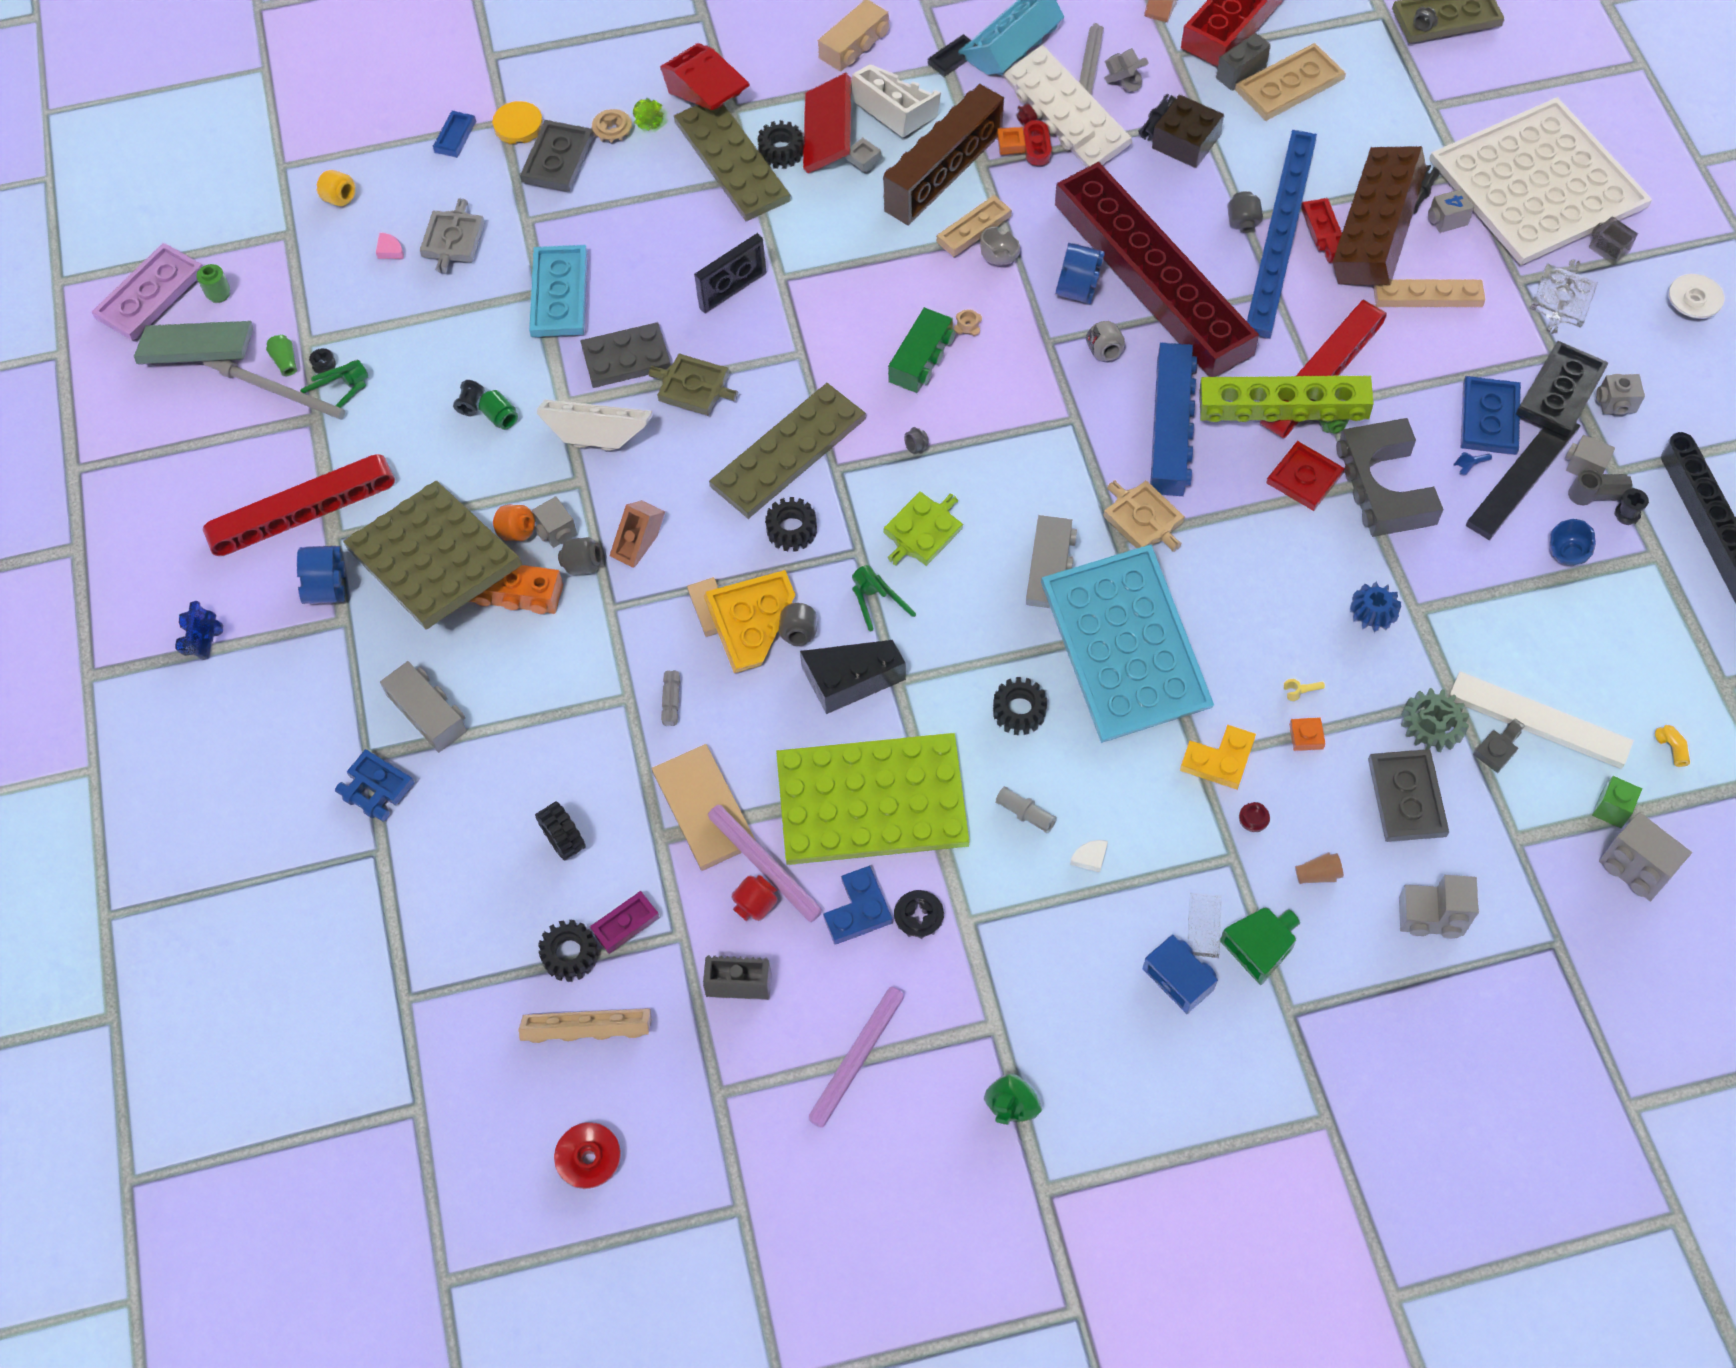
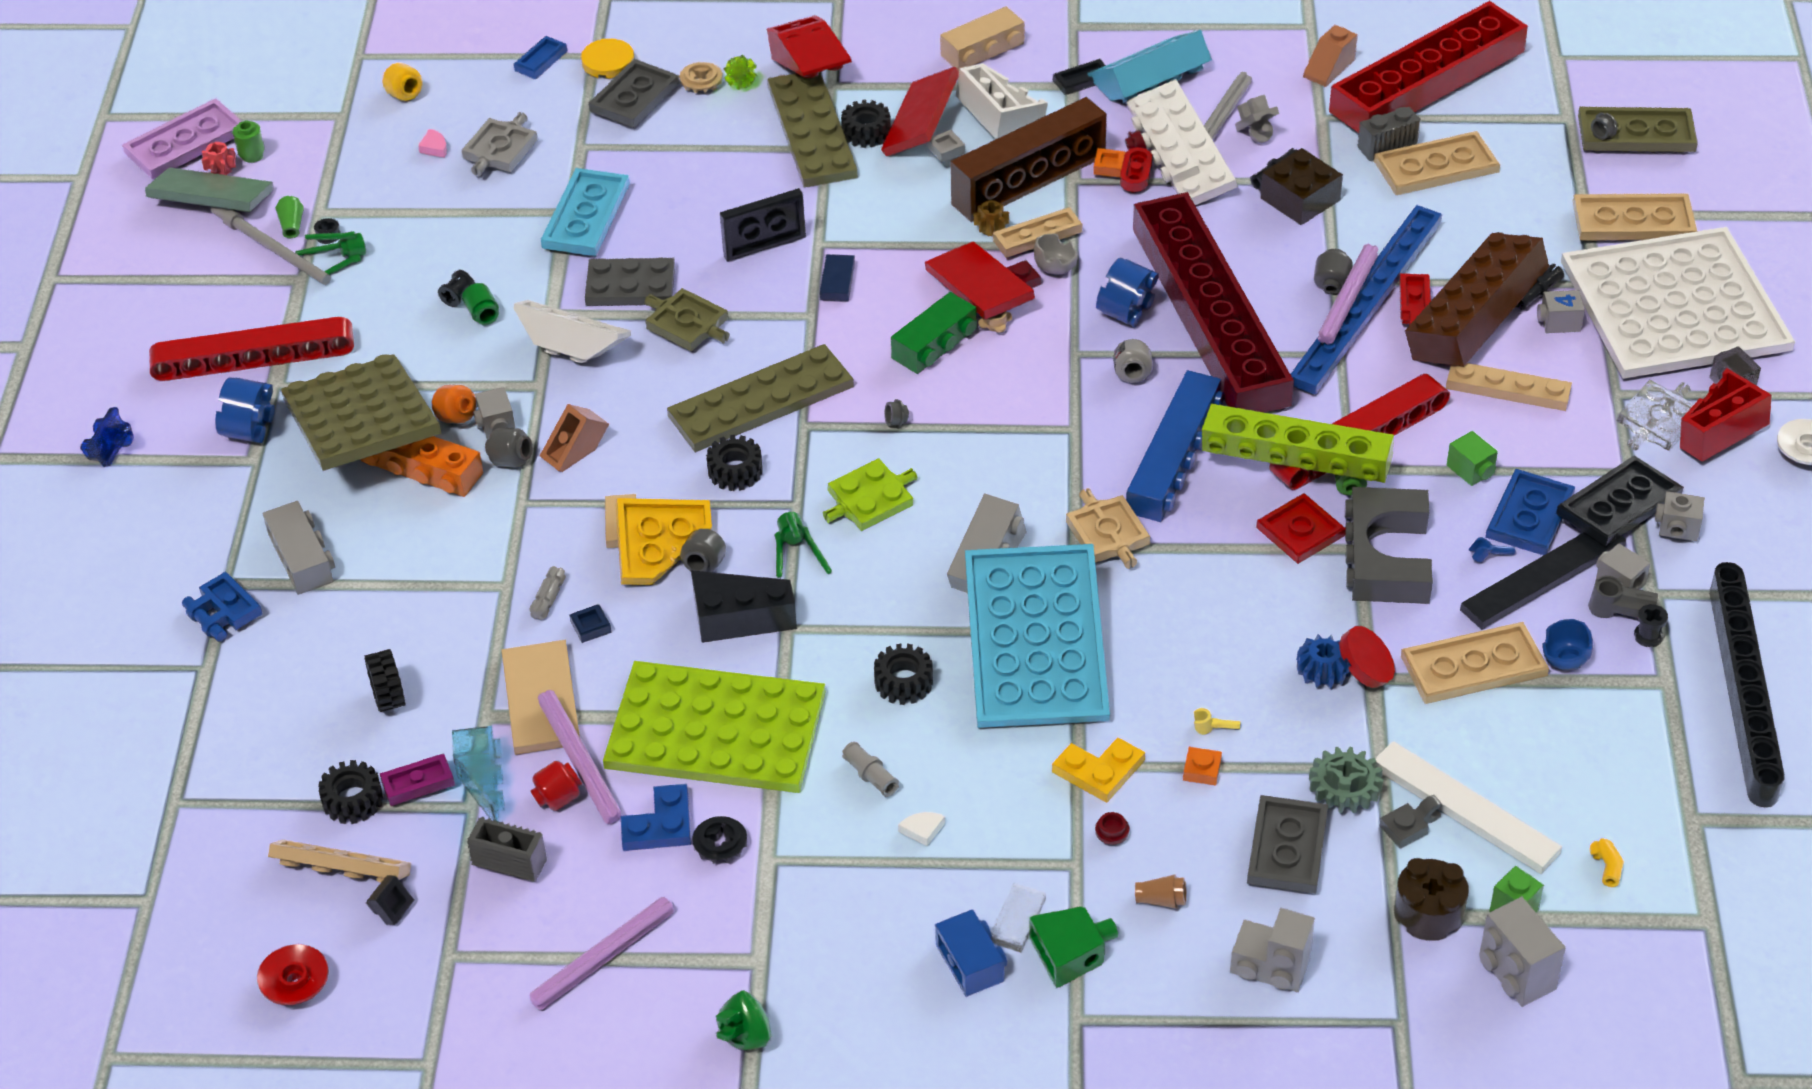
camera: 15 degrees right, 15 degrees down
(191, 307) = (218, 158): none -> coral gear
(647, 1054) = (390, 900): none -> black tile
(673, 895) = (477, 767): none -> clear light blue slope
(720, 719) = (590, 623): none -> dark blue tile
(812, 310) = (837, 277): none -> dark blue tile
(928, 220) = (991, 217): none -> pearl gold gear
(942, 287) = (979, 280): none -> red tile
(974, 274) = (1026, 273): none -> dark red plate
(1269, 234) = (1348, 294): none -> lavender axle
(1413, 594) = (1368, 656): none -> red tile
(1428, 375) = (1472, 458): none -> bright green brick
(1475, 102) = (1632, 216): none -> tan plate
(1496, 575) = (1474, 662): none -> tan tile
(1548, 821) = (1431, 898): none -> dark brown brick
(1623, 287) = (1724, 416): none -> red wedge

